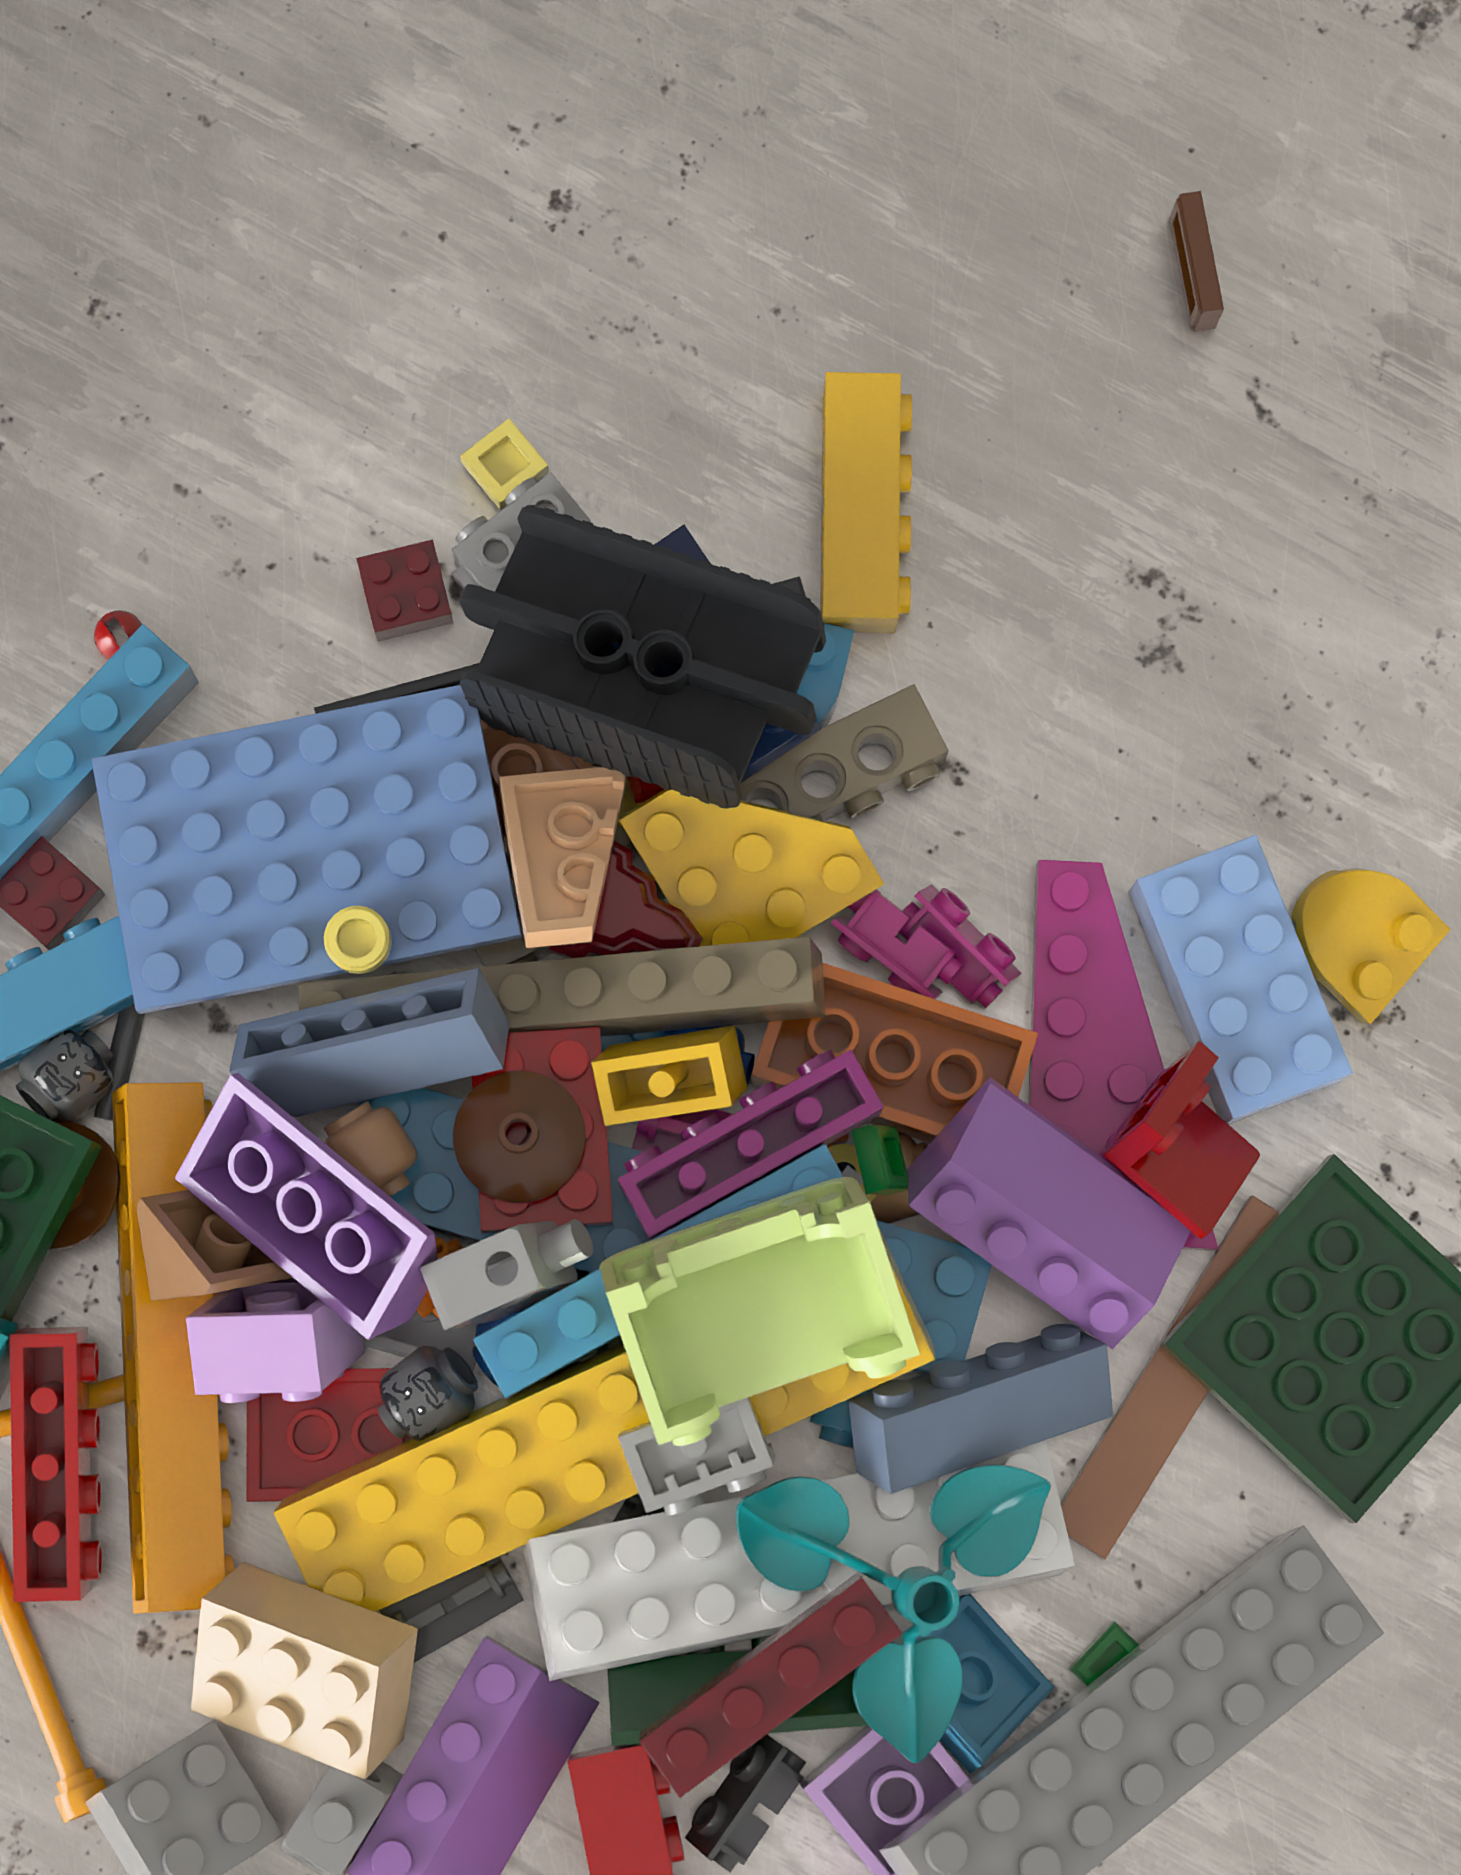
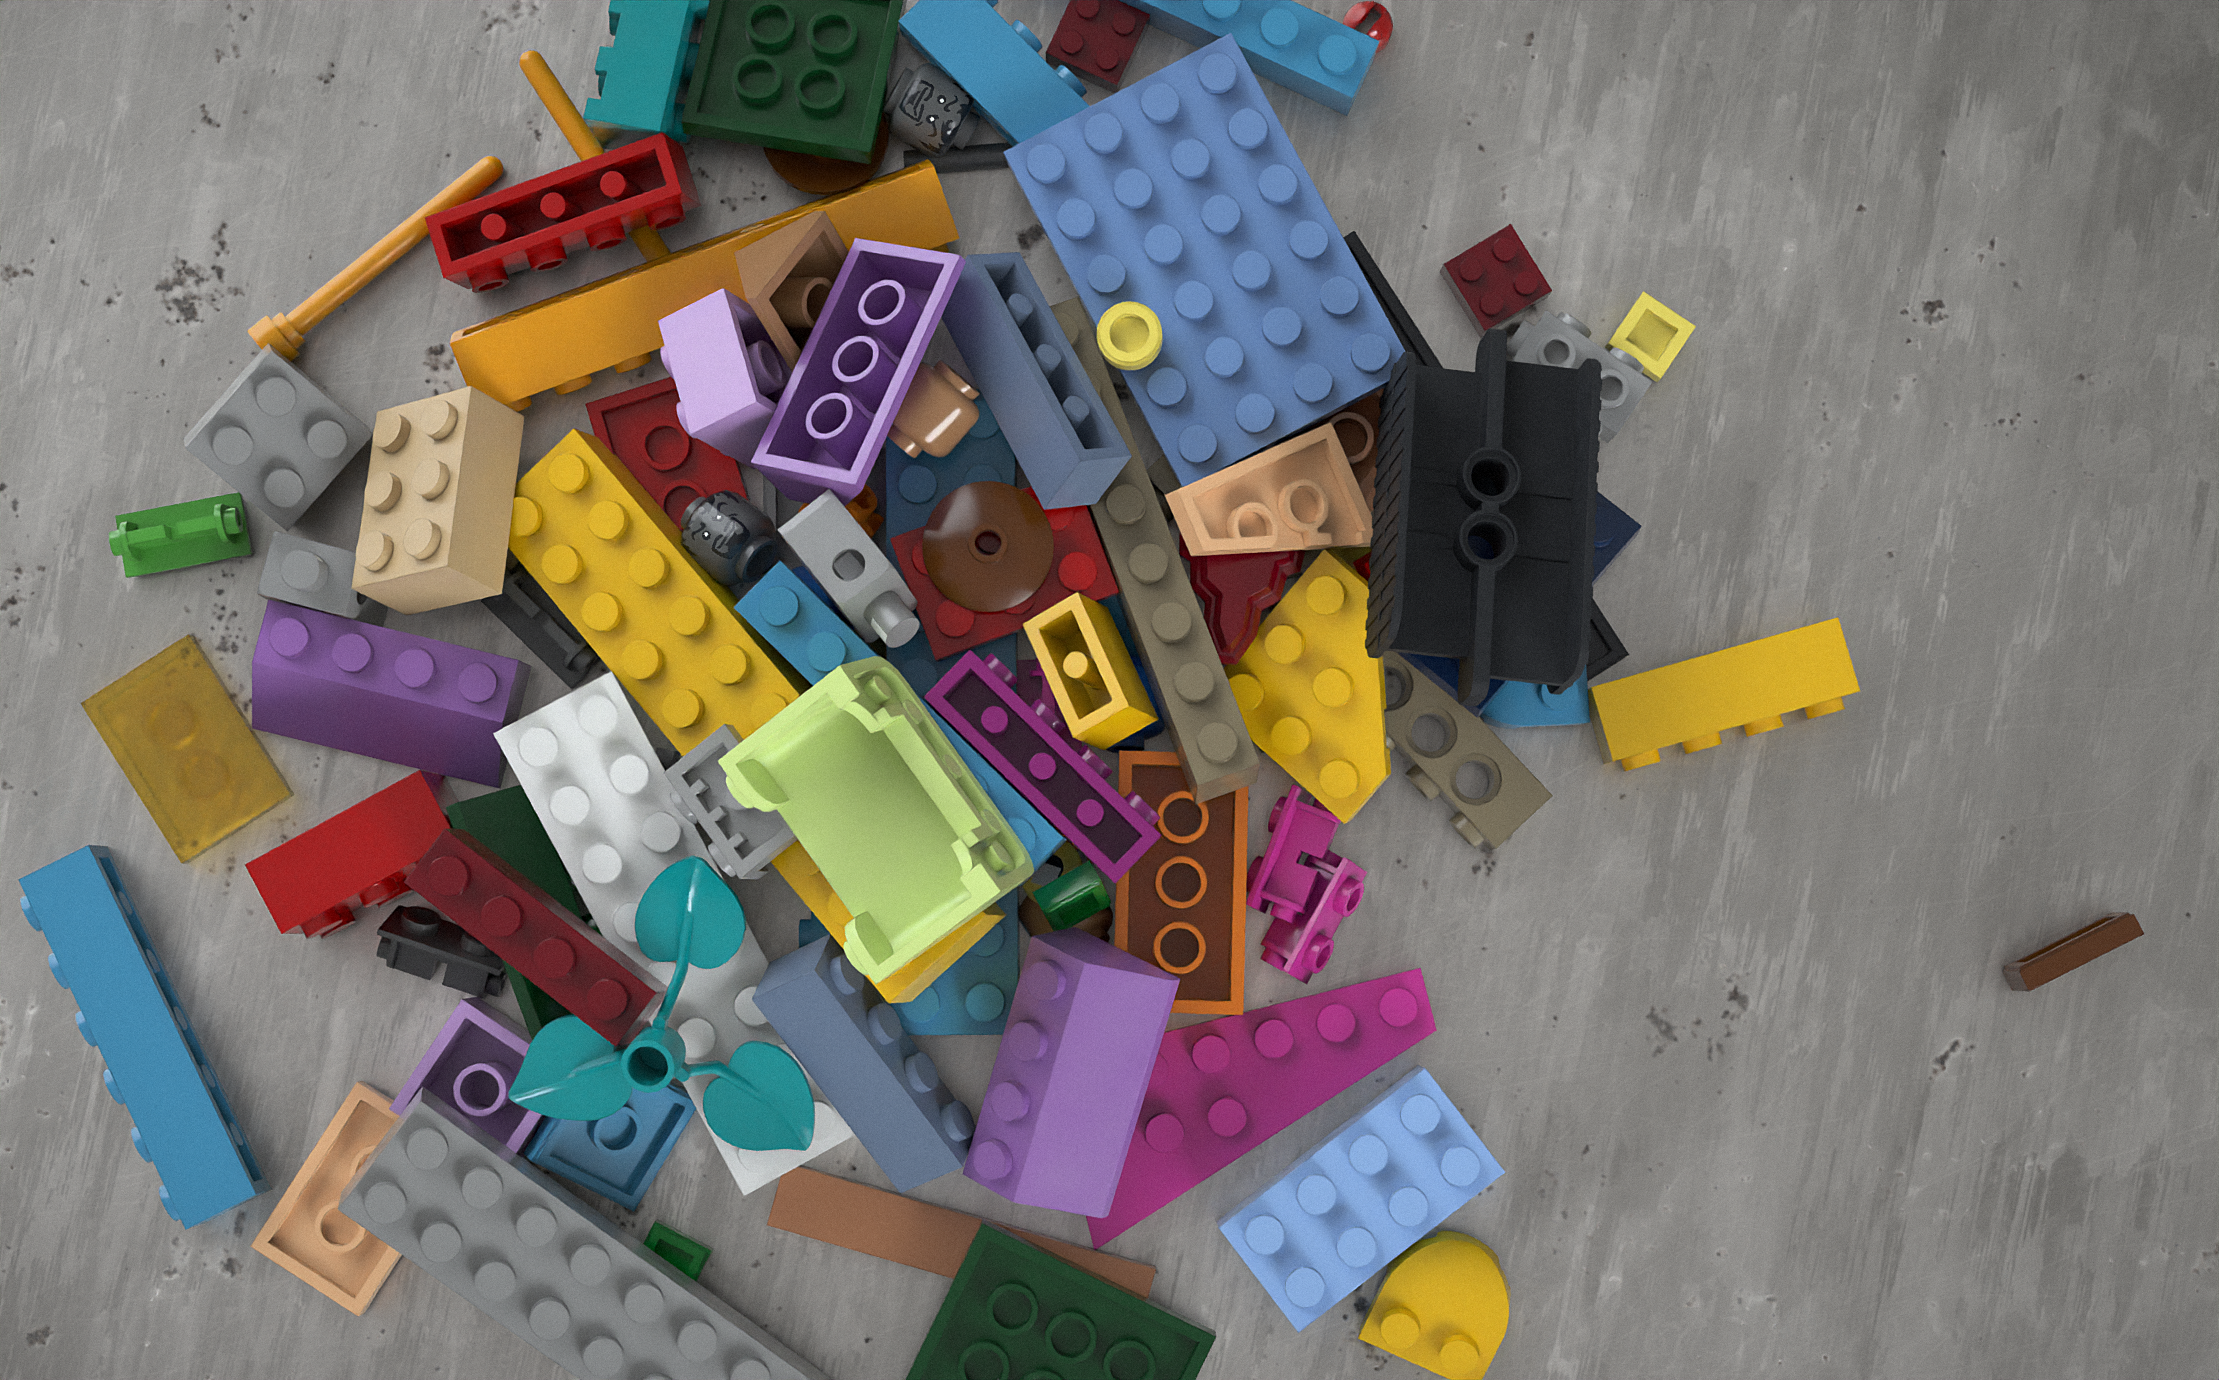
camera: 80 degrees right, 5 degrees up
(1182, 1147) = (1176, 1188): red bracket -> none

